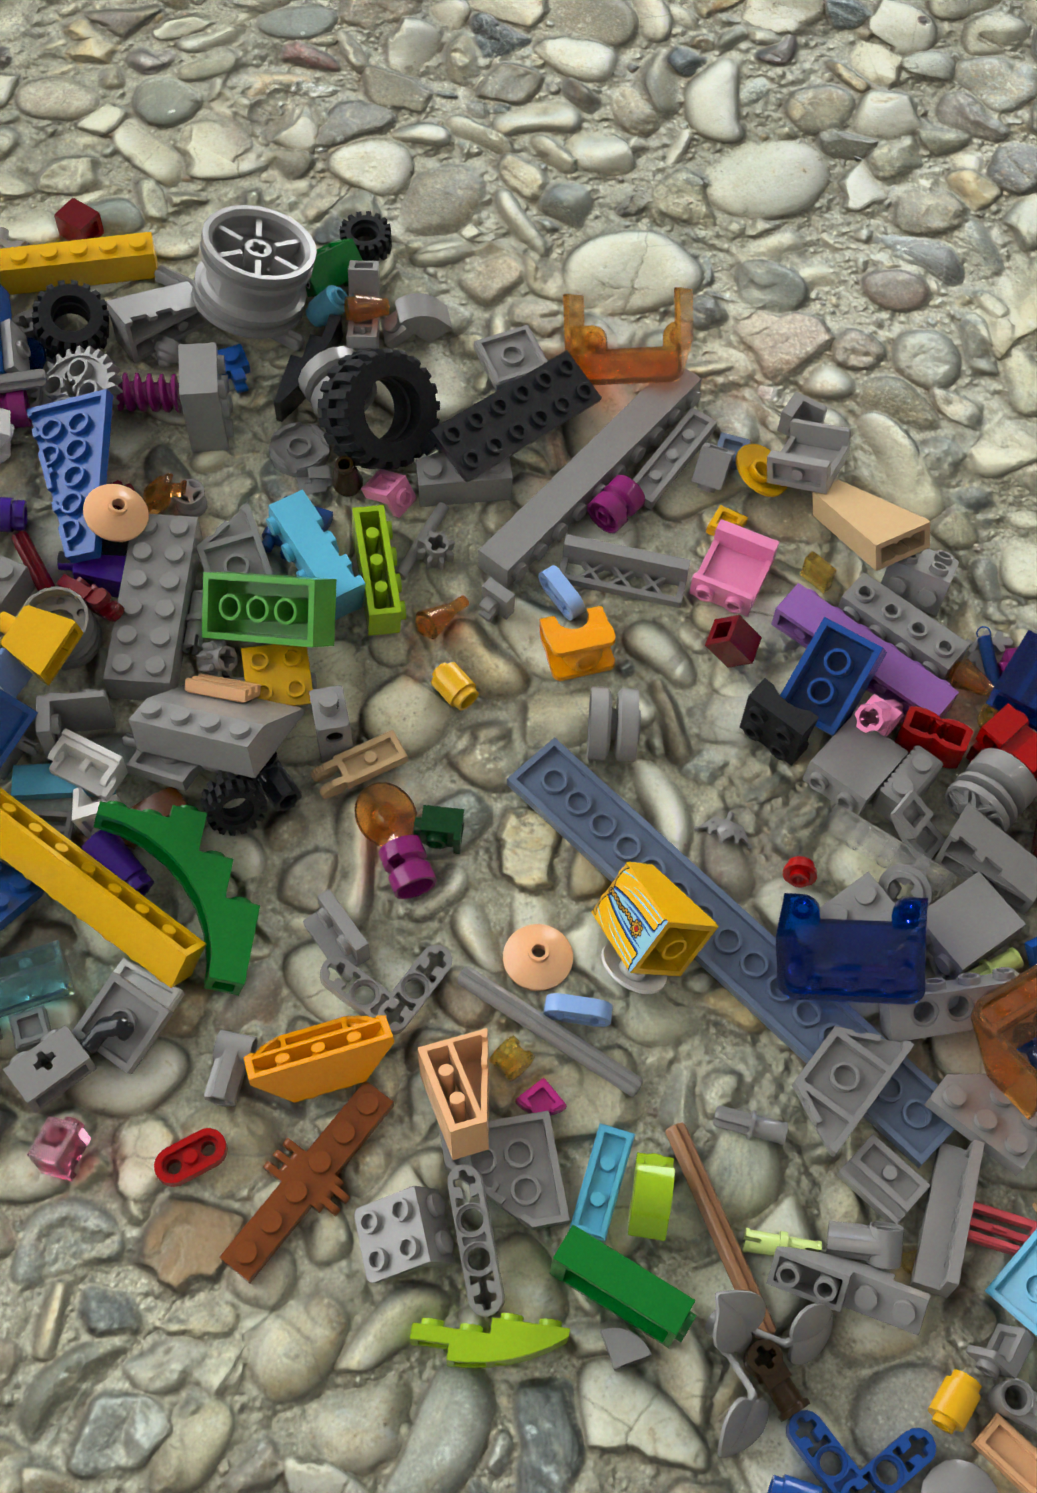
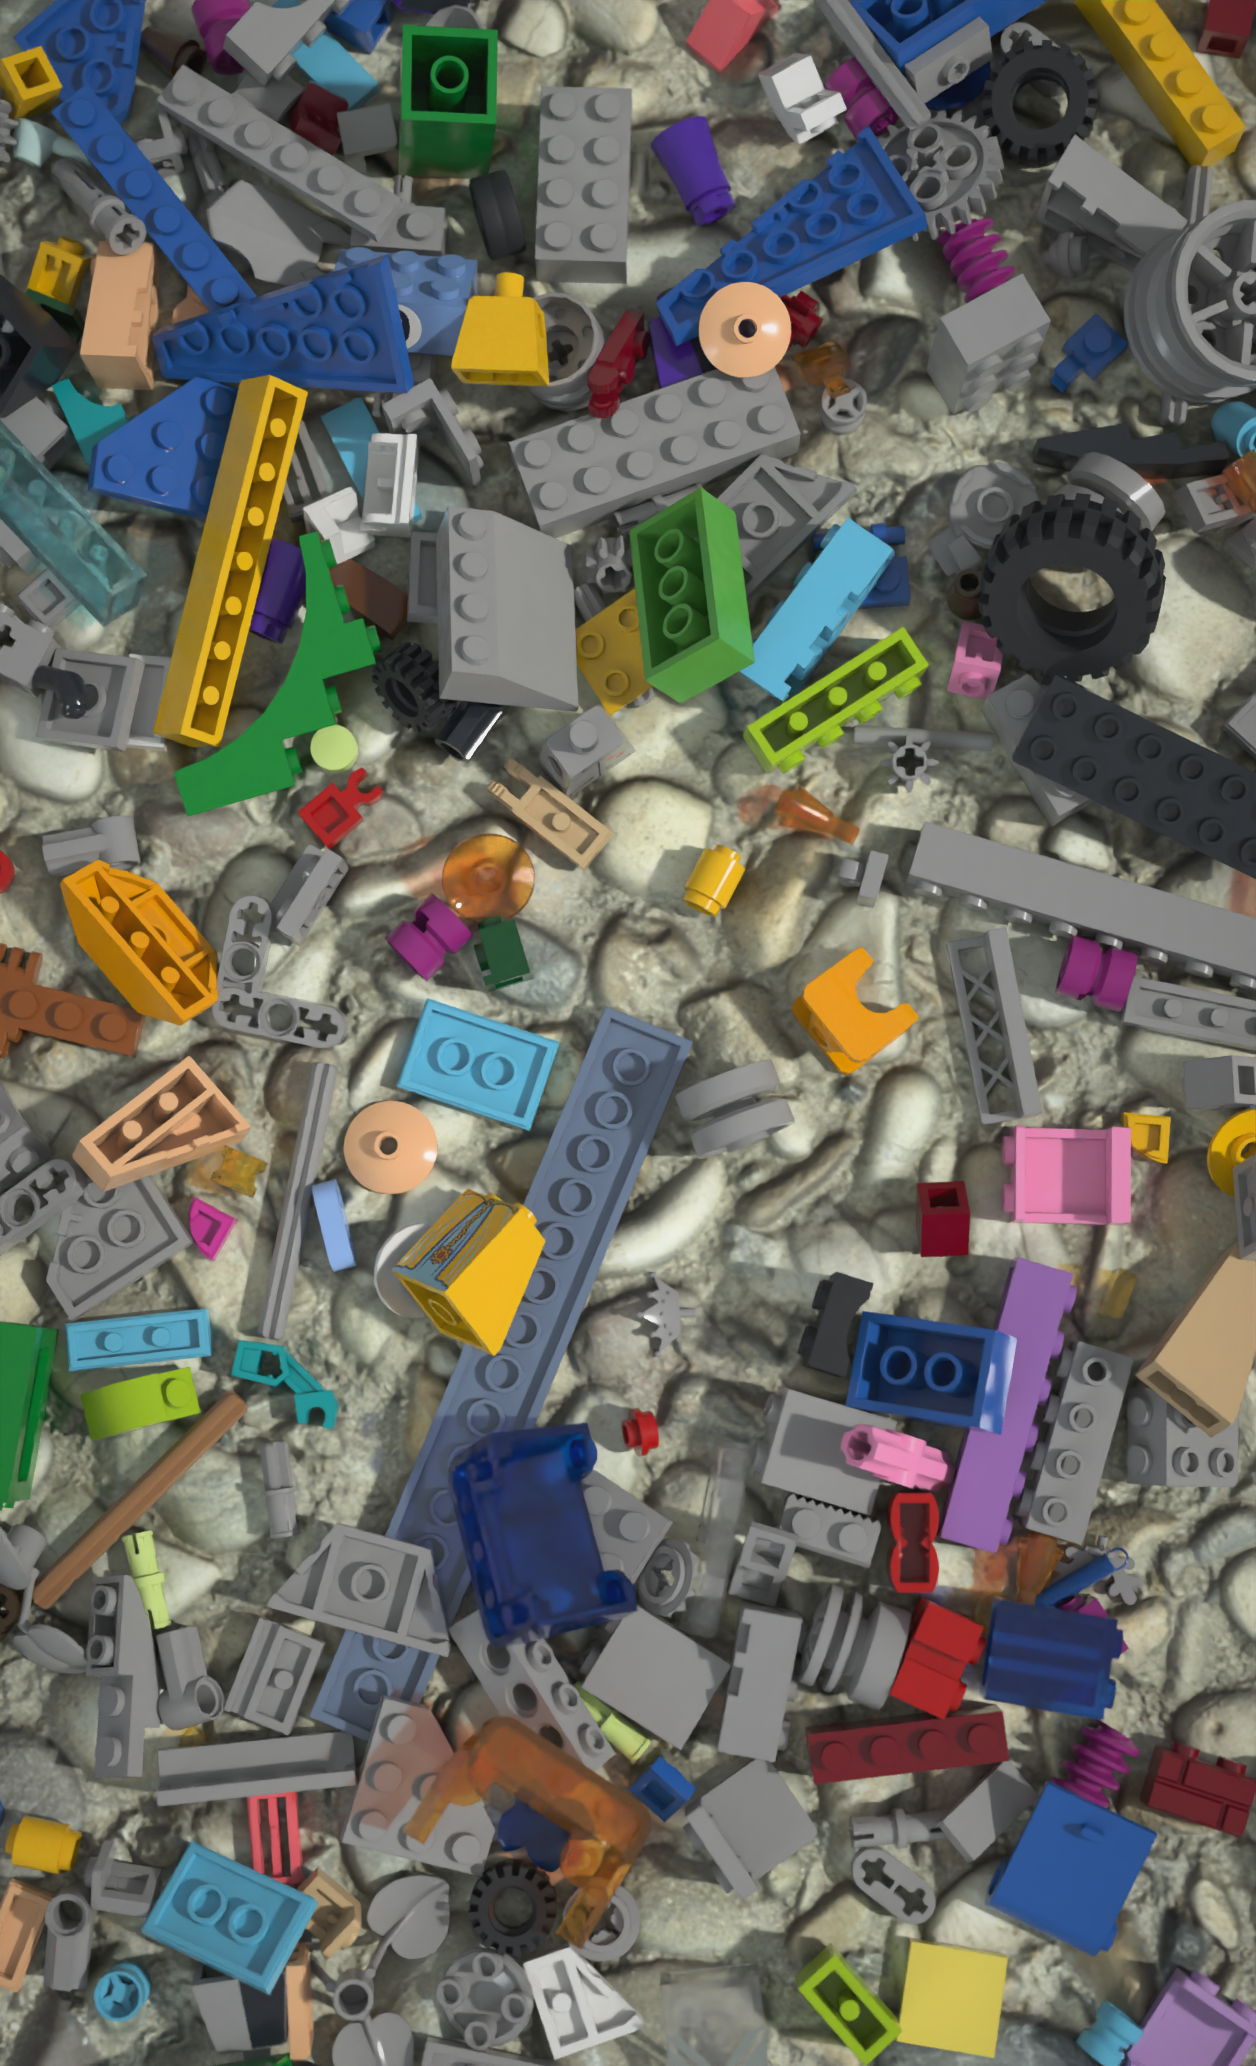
camera: 75 degrees right, 20 degrees up
(32, 560) = (648, 270): dark red axle -> none
(222, 688) = (566, 594): light nougat tile -> none
(245, 880) = (334, 749): none -> yellowish green tile
(289, 894) = (335, 813): none -> red plate
(507, 877) = (478, 1064): none -> medium azure tile
(561, 592) = (921, 959): light blue beam -> none
(688, 1075) = (308, 1390): none -> teal piece

